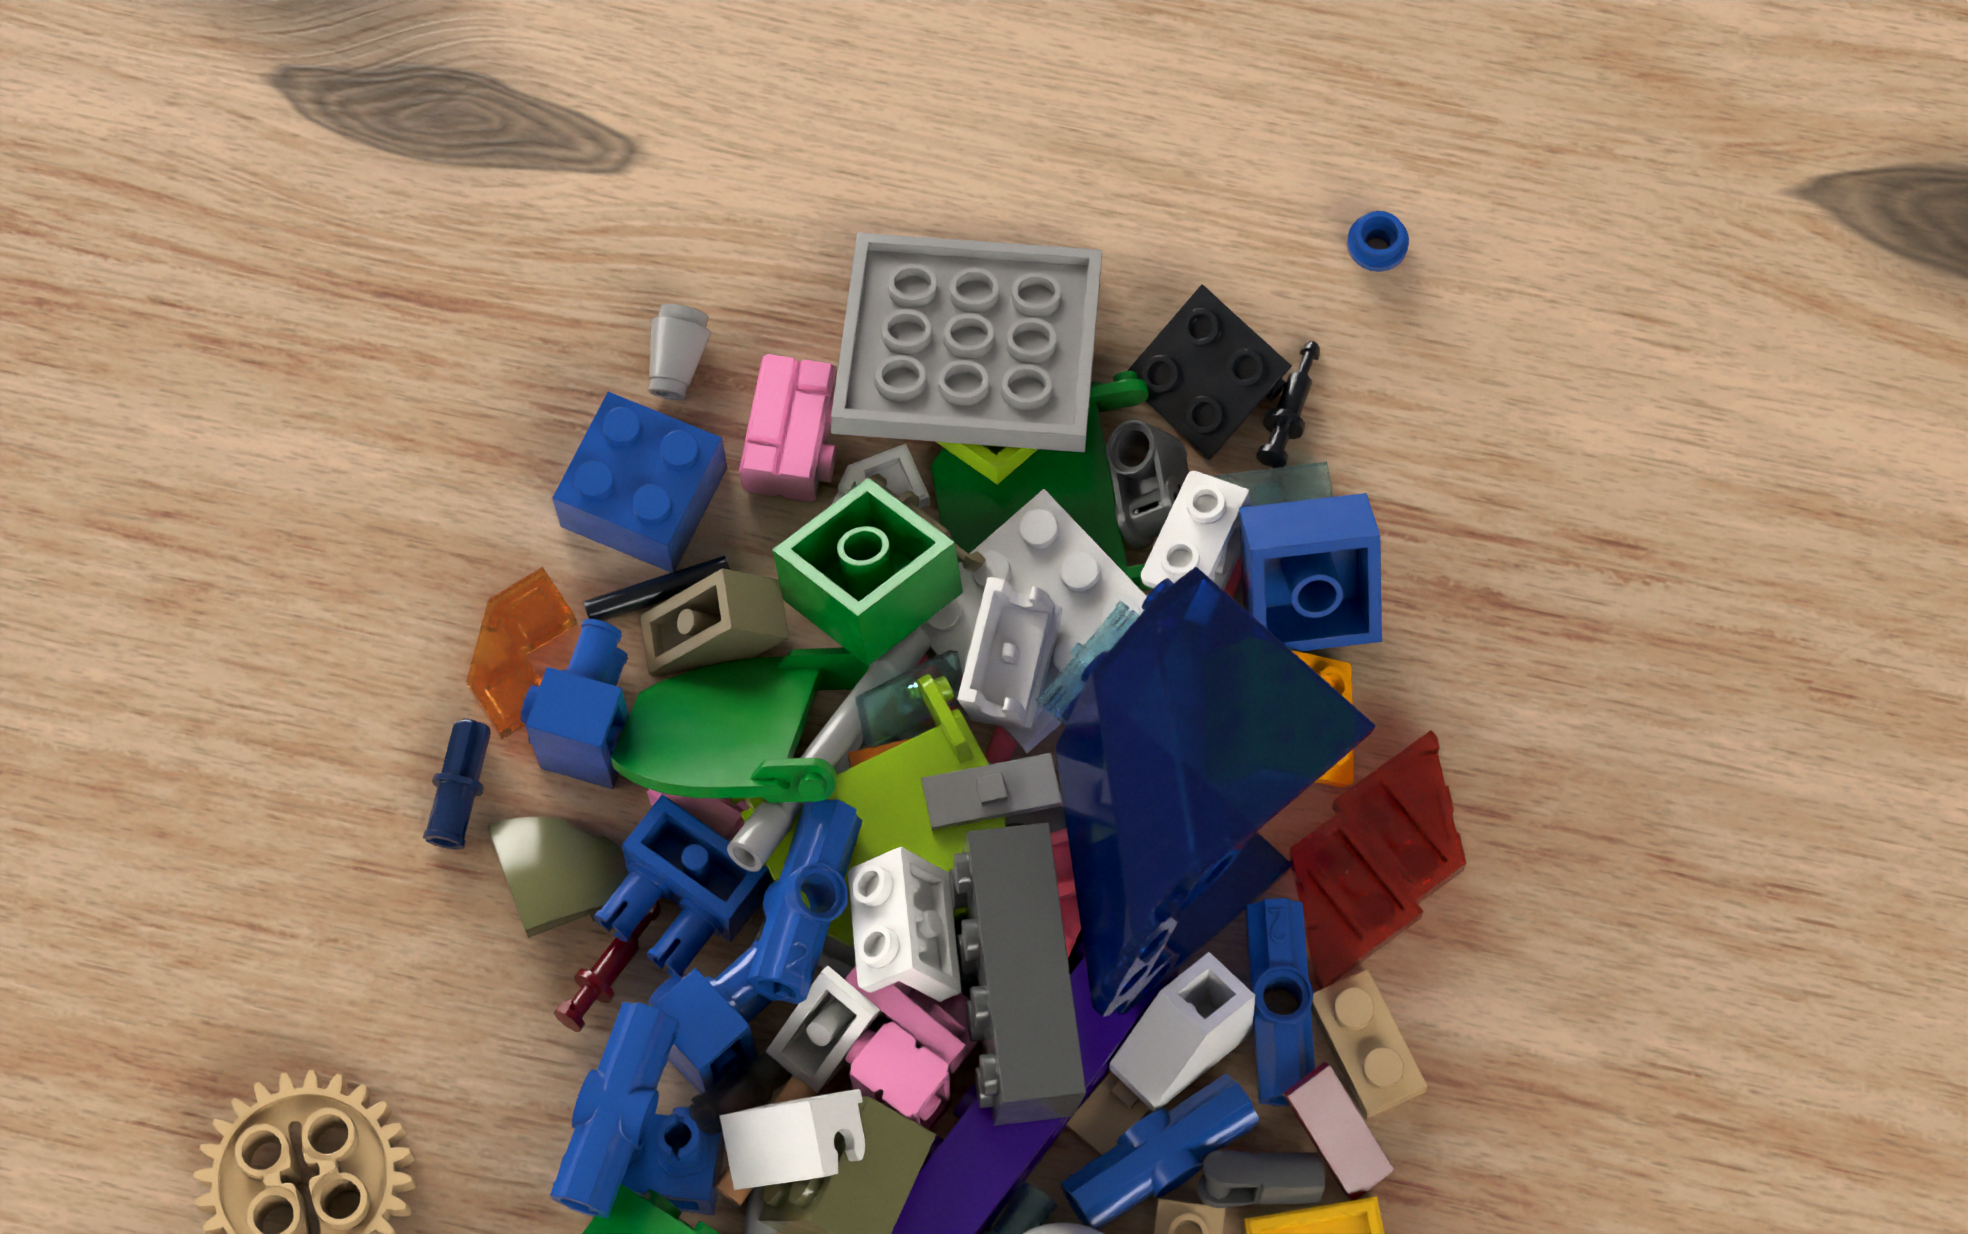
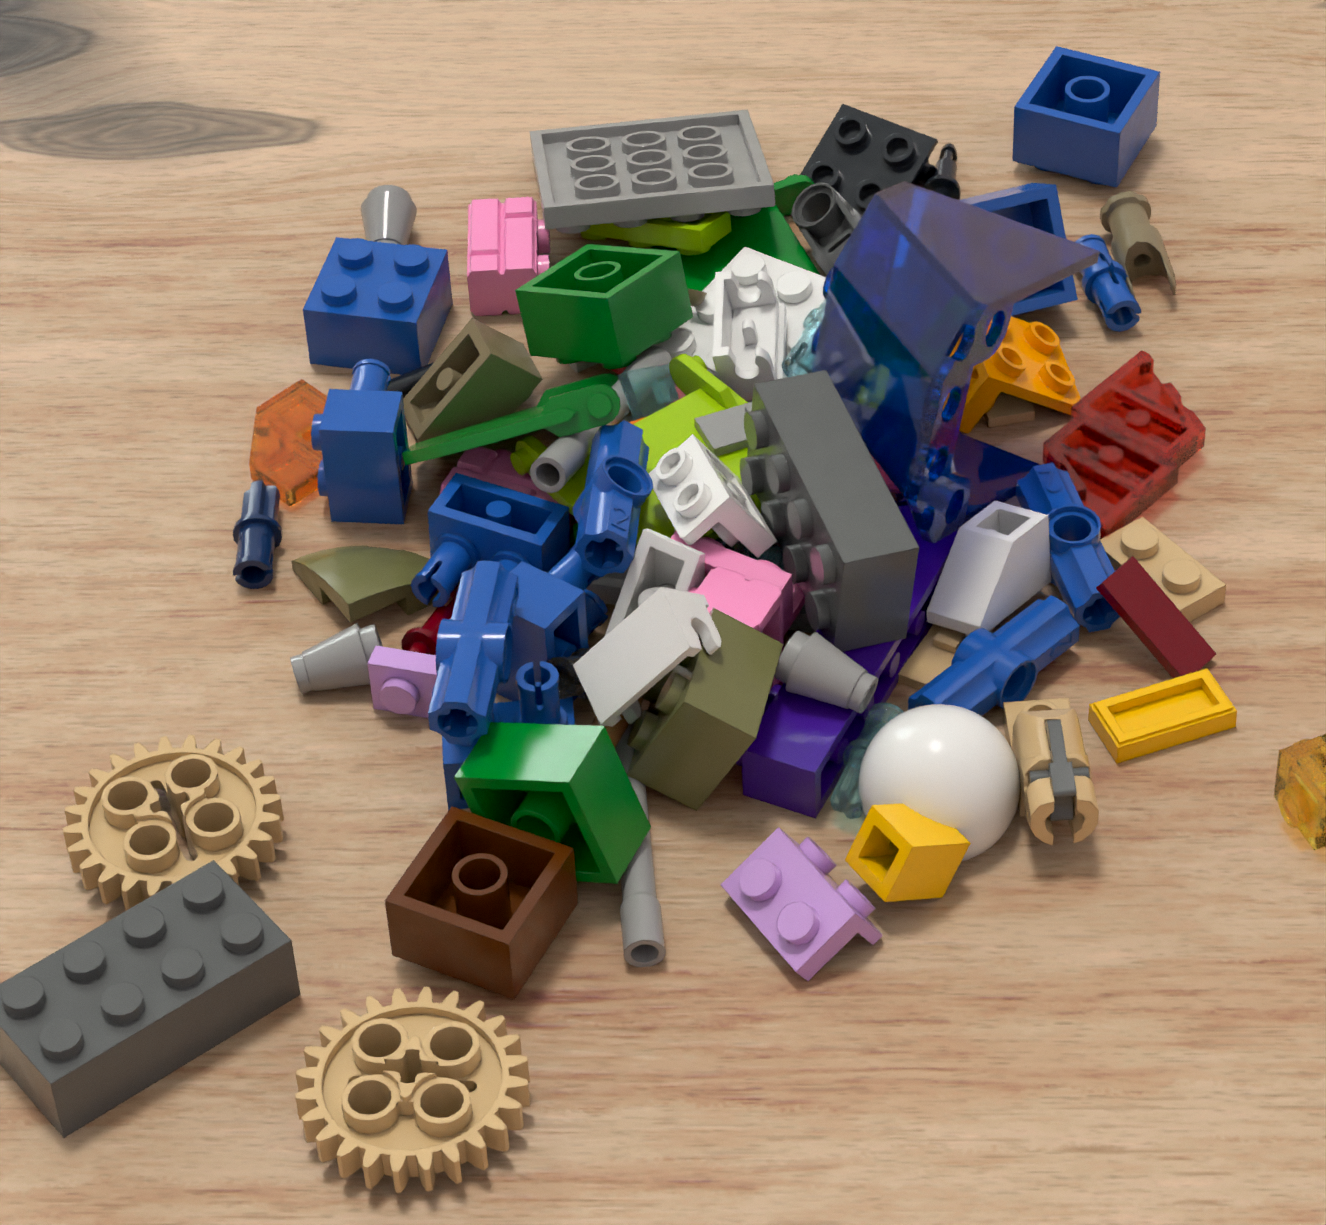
camera: 10 degrees left, 25 degrees down
(510, 990) = (337, 660): none -> light grey cone
(568, 1042) = (402, 680): none -> lavender bracket
(974, 1168) = (824, 673): none -> light grey cone
(1261, 1178) = (1101, 668): dark grey bar -> none
(1380, 226) = (983, 74): blue plate -> none
(1423, 606) = (1107, 287): none -> blue pin
(1466, 356) = (1085, 116): none -> blue brick
(1472, 555) = (1135, 241): none -> dark tan piece

